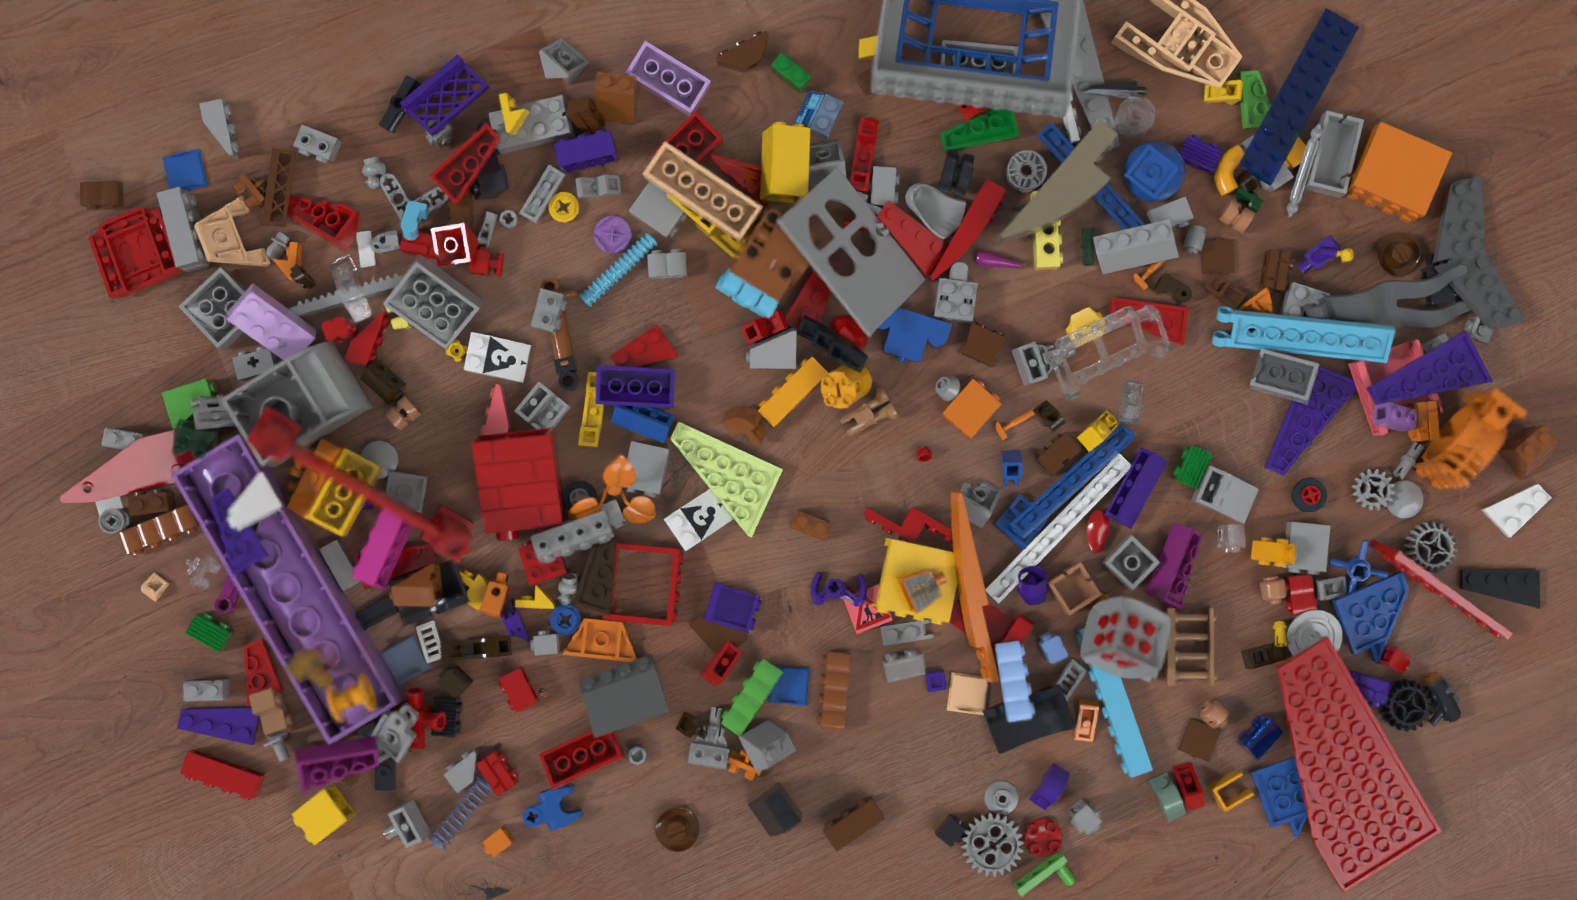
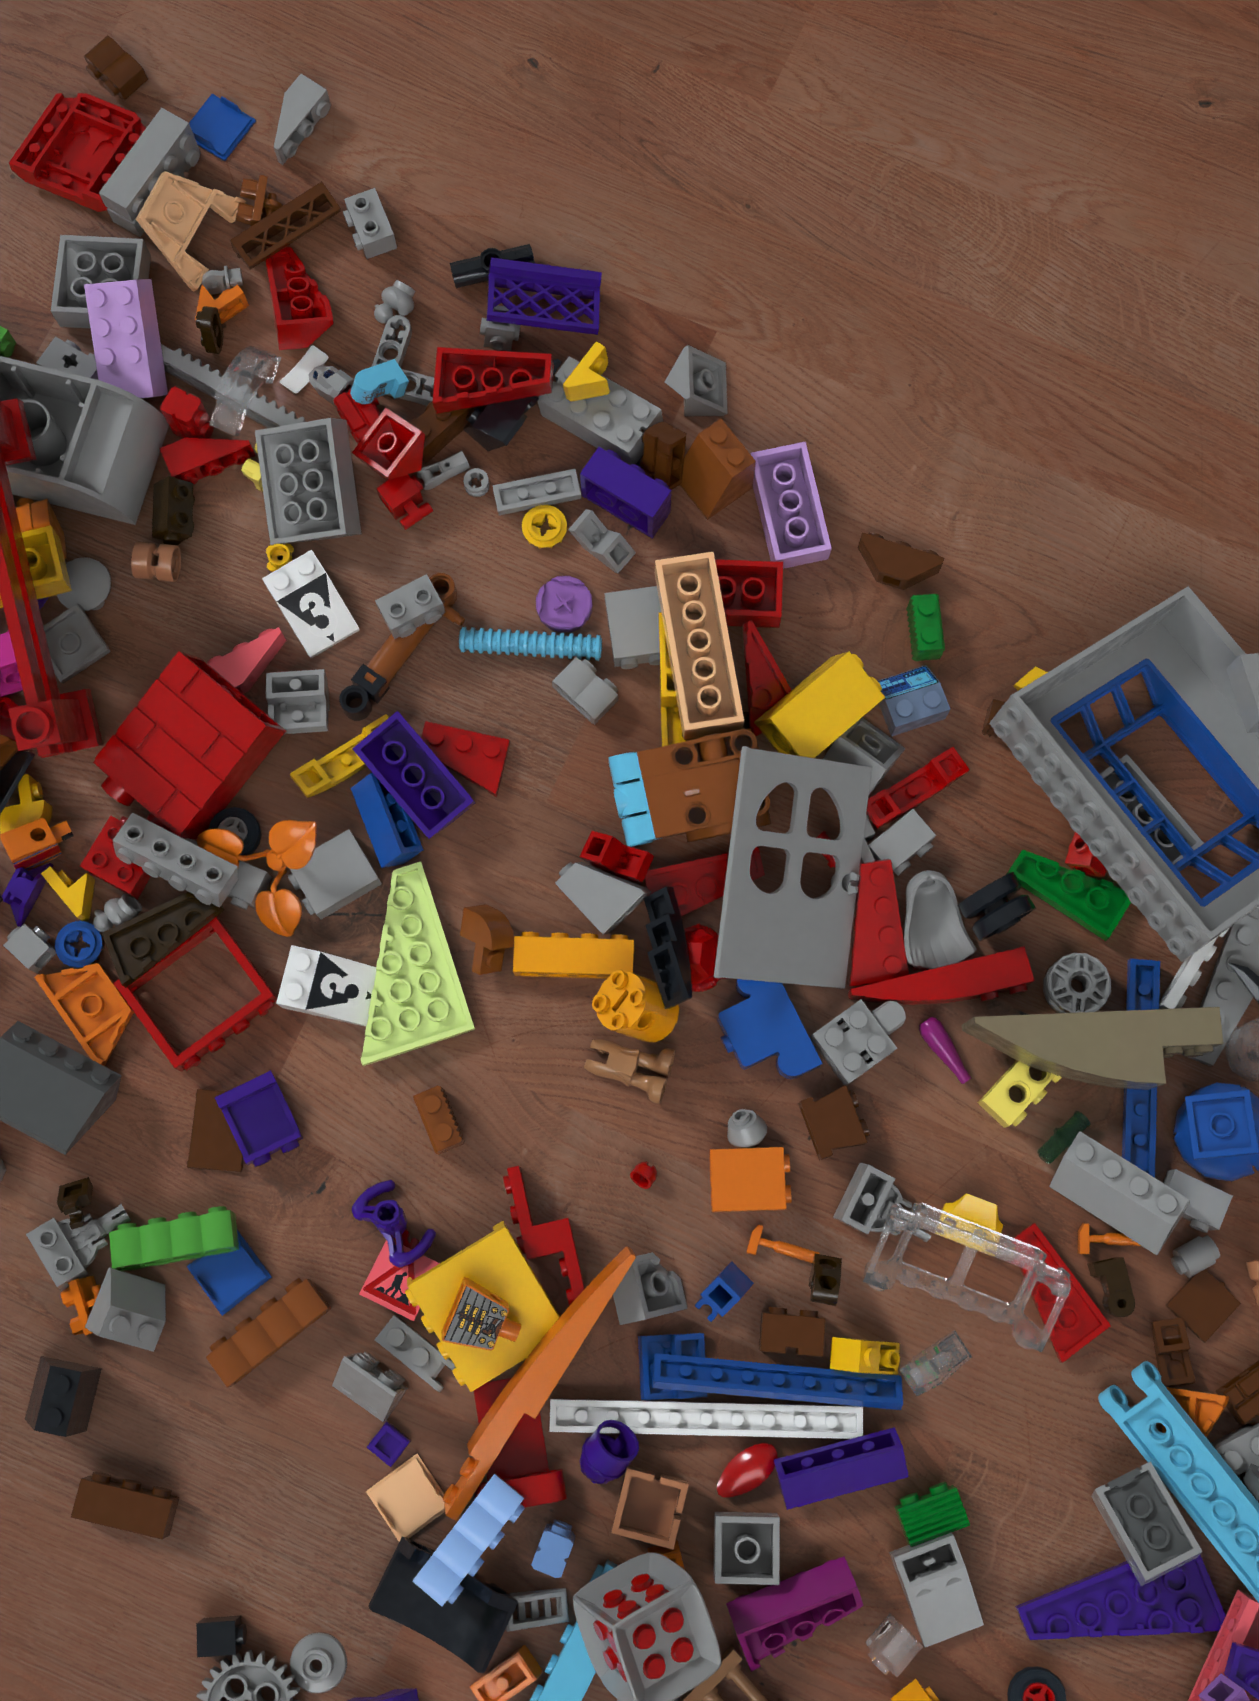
camera: 45 degrees right, 10 degrees down
(721, 664) = (181, 1167): red slope -> none

